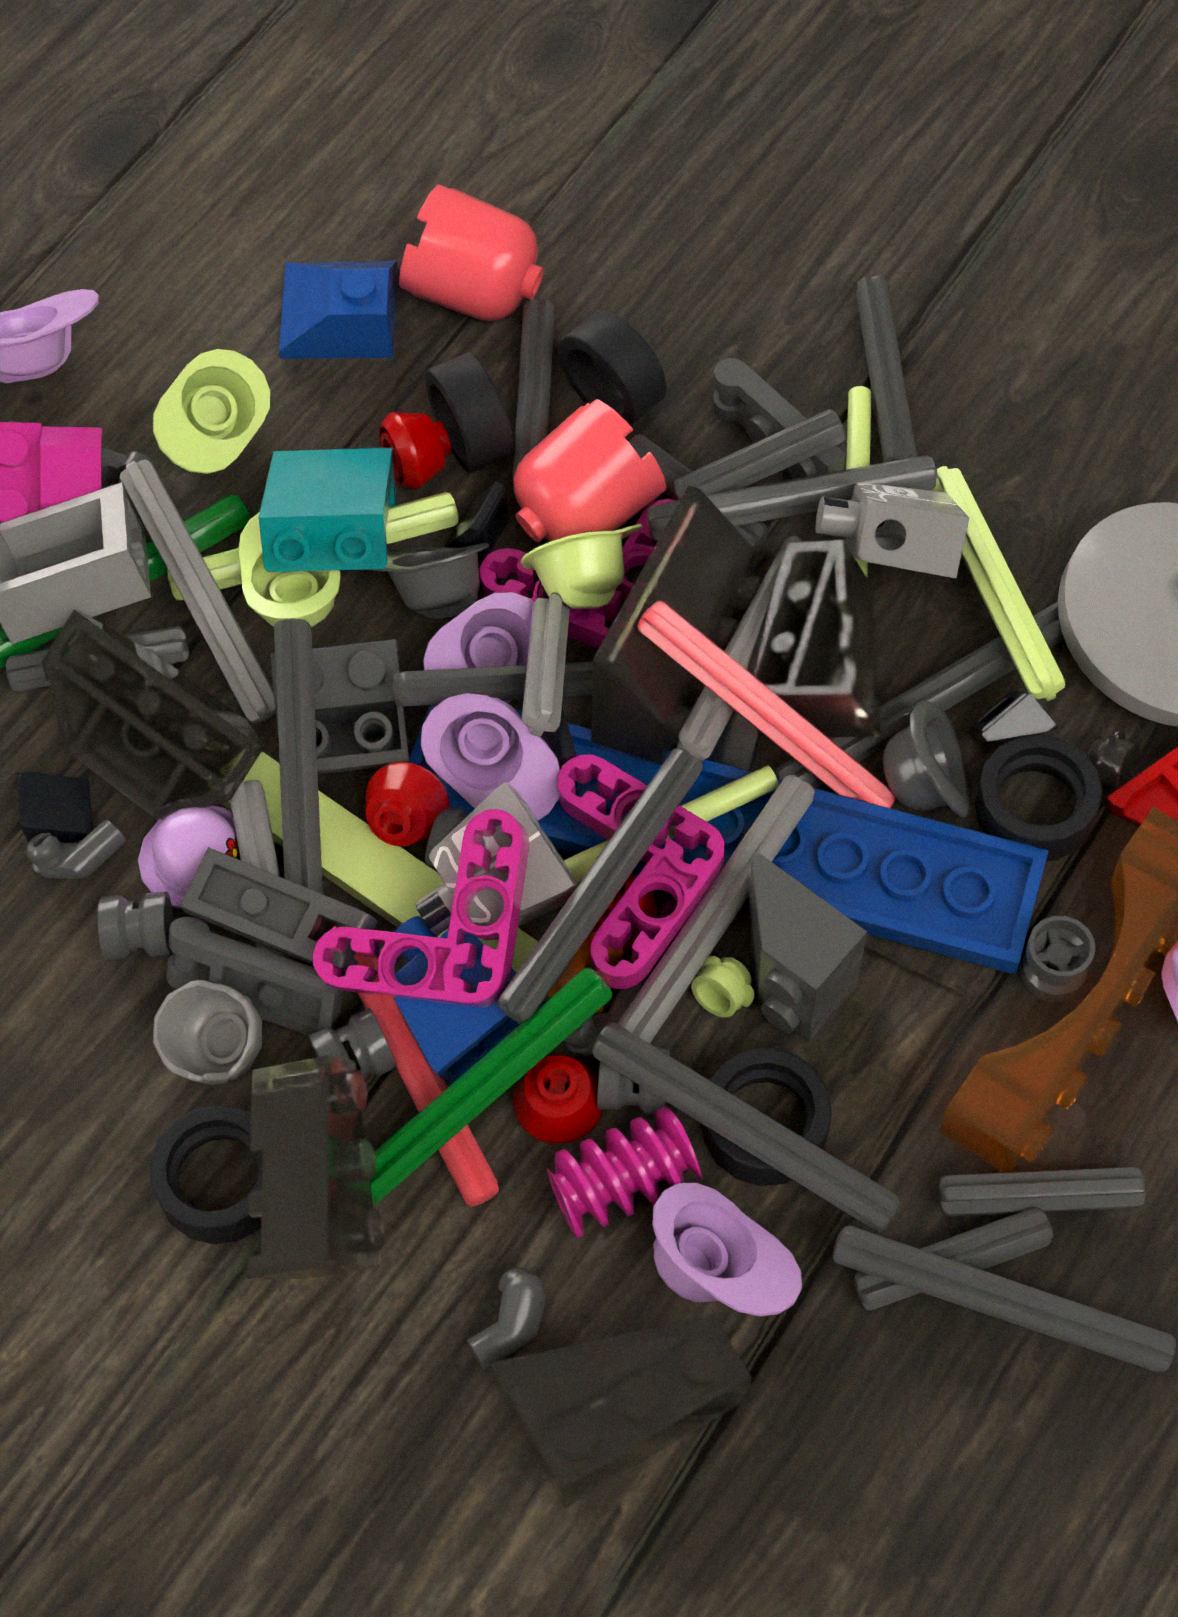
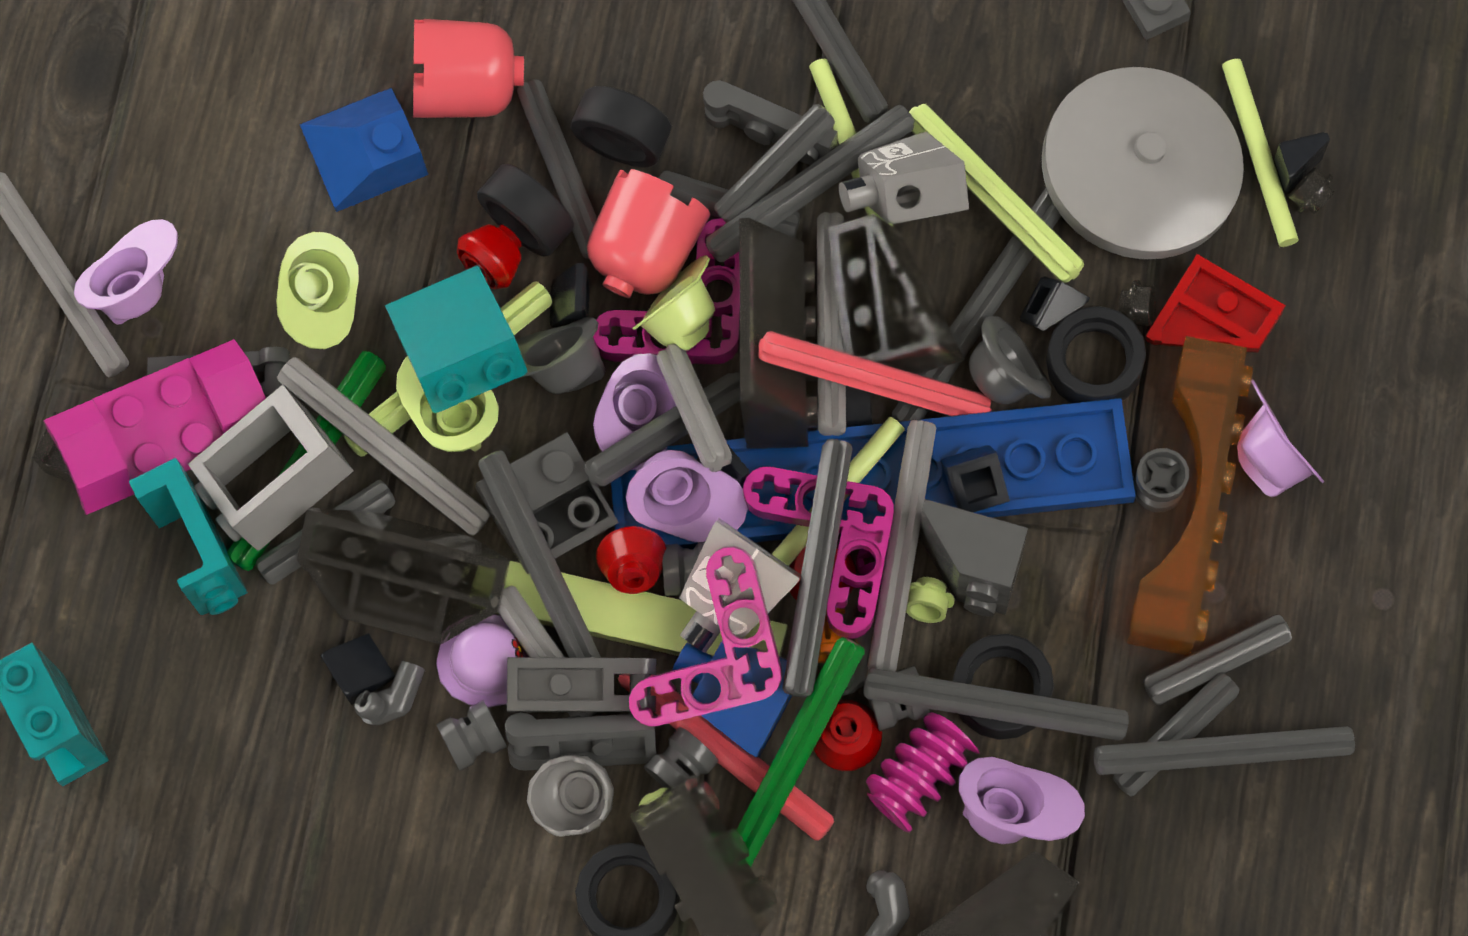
camera: 20 degrees left, 10 degrees up
(838, 871) = (975, 479): none -> black slope

